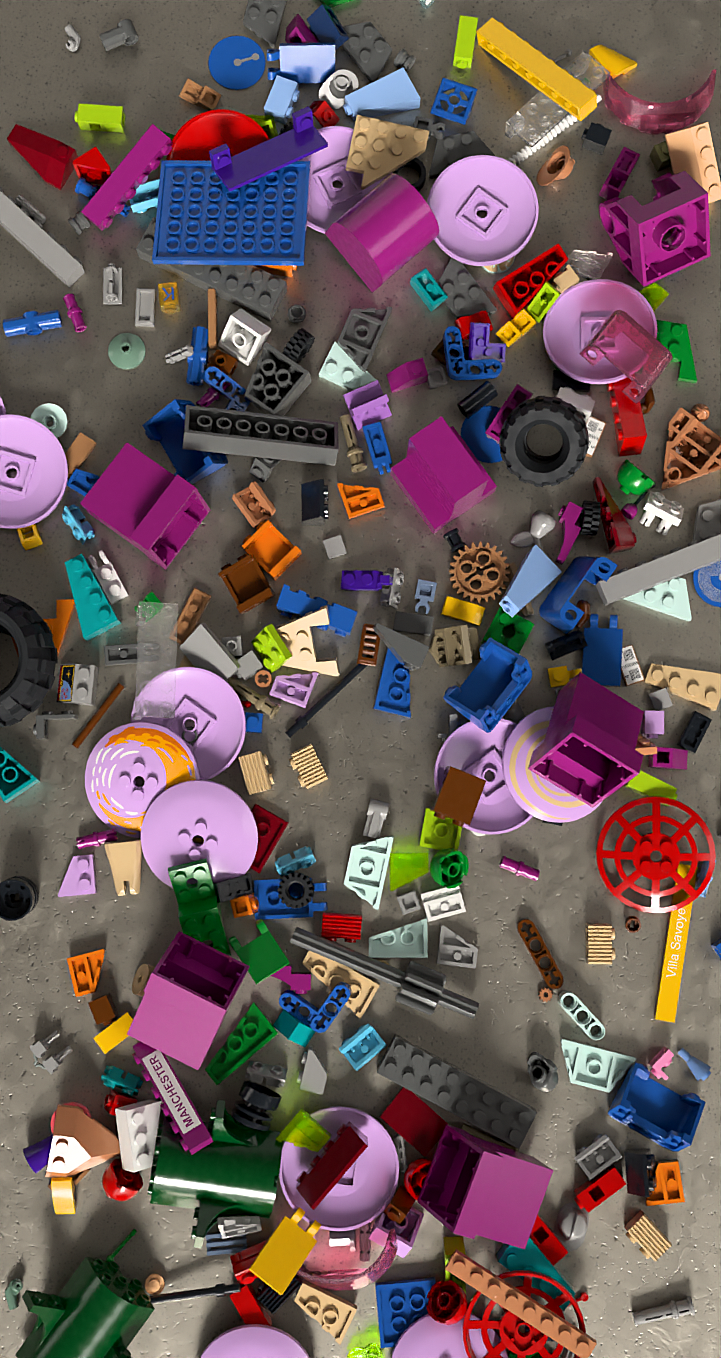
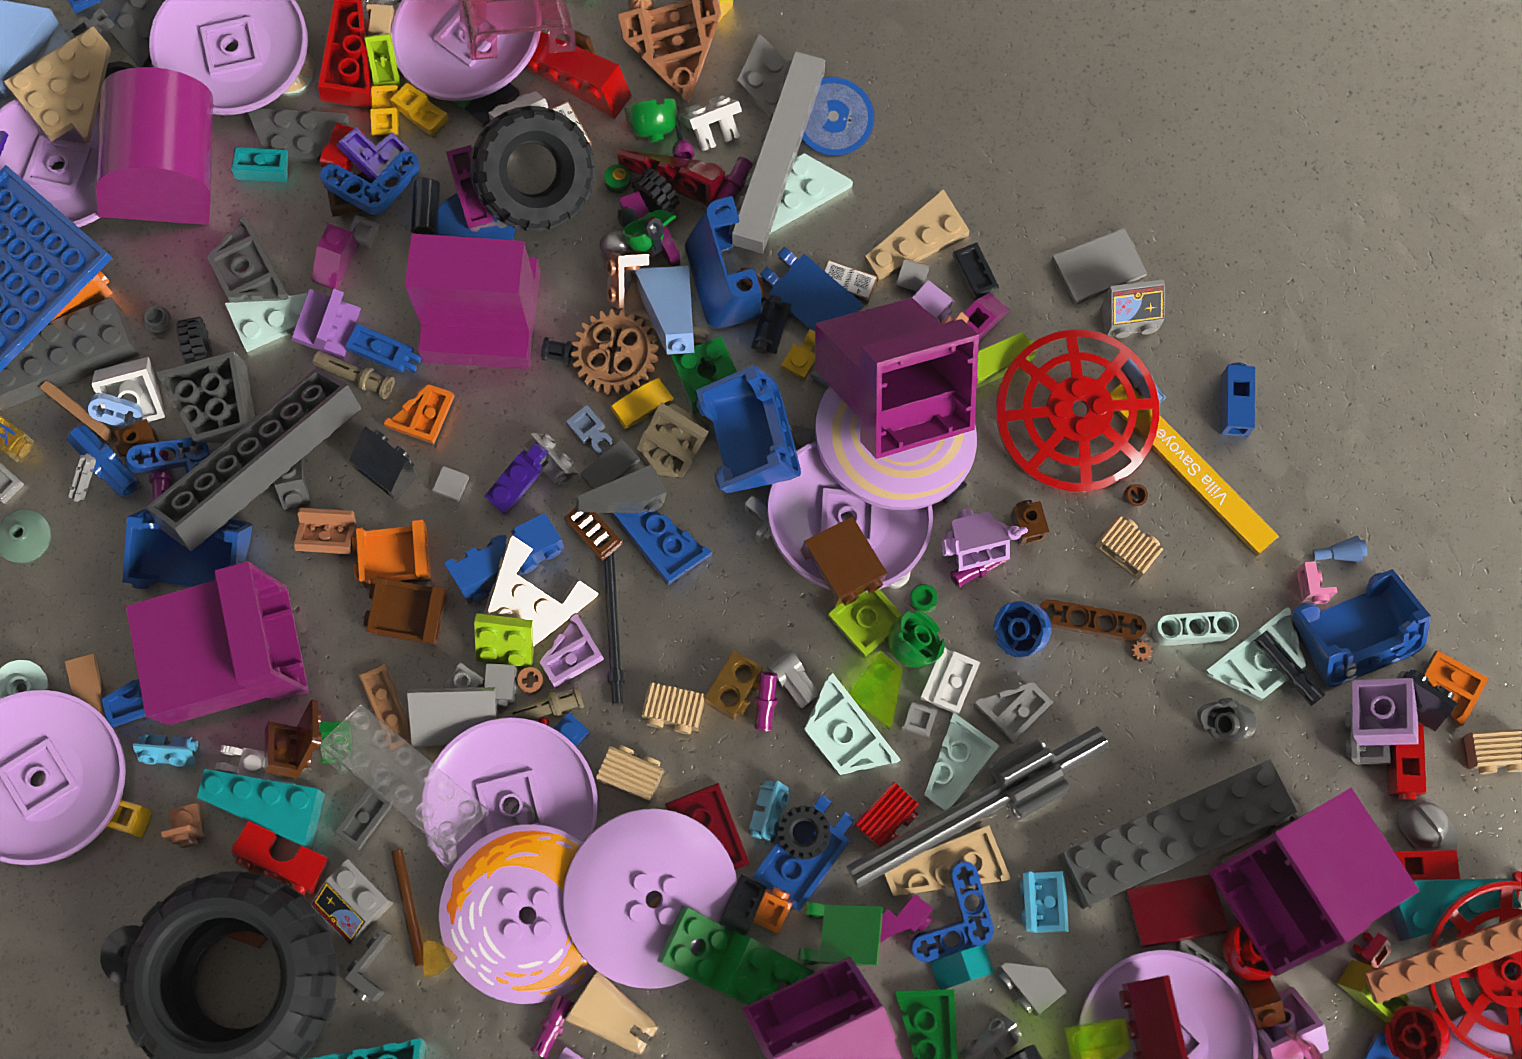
camera: 50 degrees left, 10 degrees down
(48, 568) = (185, 826): none -> nougat bracket
(63, 614) = (255, 851): none -> red arch
(82, 753) = (436, 958): none -> clear yellow tile
(129, 586) = (291, 747): none -> reddish brown bracket
(227, 338) = (114, 410): none -> light blue beam
(346, 783) = (729, 683): none -> pearl gold brick
(351, 813) = (765, 701): none -> magenta pin
(477, 1246) = (1376, 951): none -> red tile
(478, 852) = (923, 598): none -> green tile
(502, 921) = (1022, 628): none -> blue cylinder
(532, 346) = (419, 110): none -> yellow slope
(533, 857) = (979, 539): none -> lavender torso
(536, 536) = (615, 268): none -> nougat bracket
(561, 533) = (644, 233): none -> cap
(568, 877) = (1031, 516): none -> reddish brown brick
(583, 488) = (617, 178): none -> green tile
(597, 1092) = (1286, 665): none -> black pin
(614, 1157) = (1384, 712): none -> lavender slope
(634, 554) = (734, 181): none -> magenta pin

